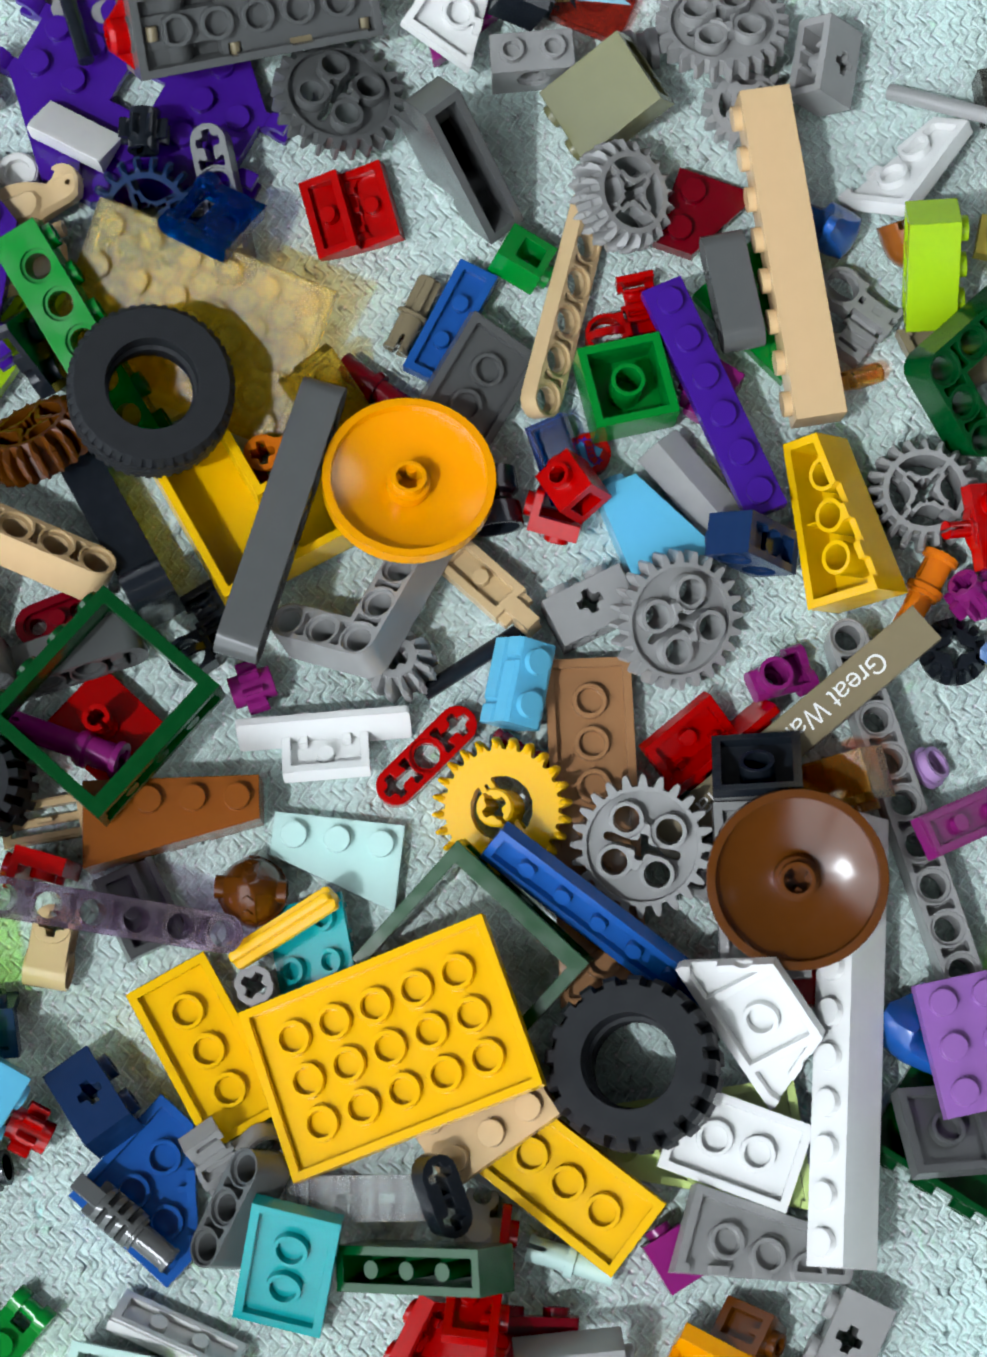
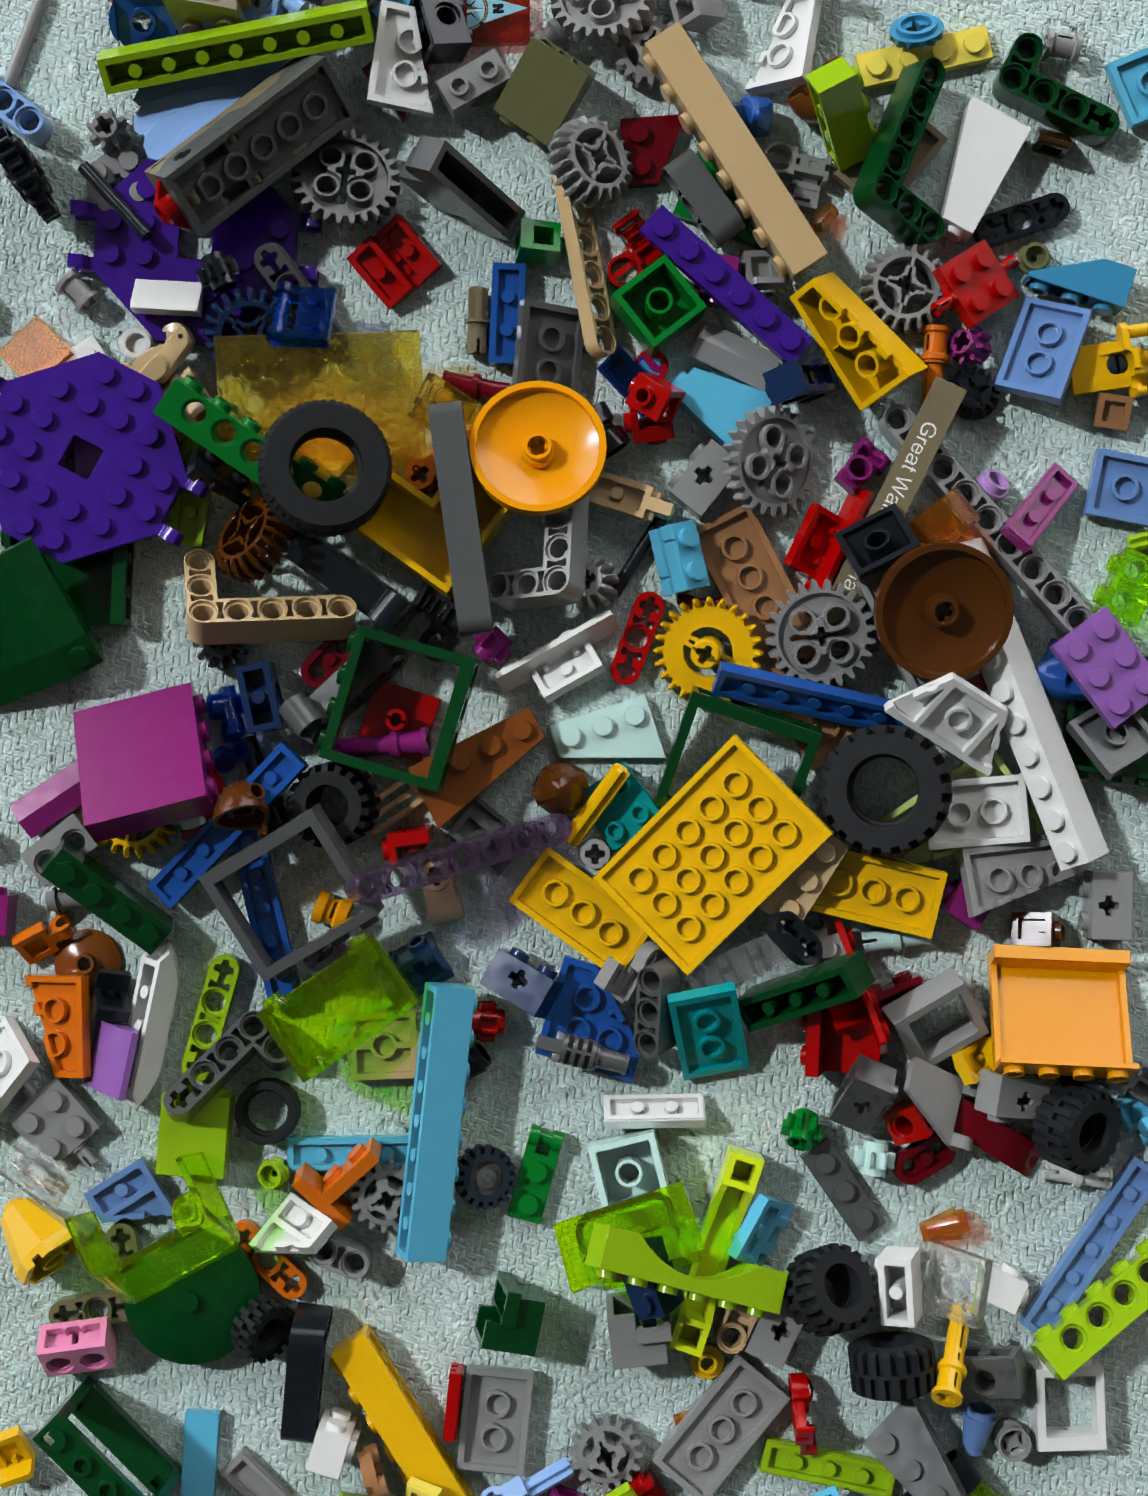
camera: 25 degrees left, 10 degrees up
(761, 403) = (759, 272): none -> light grey bracket

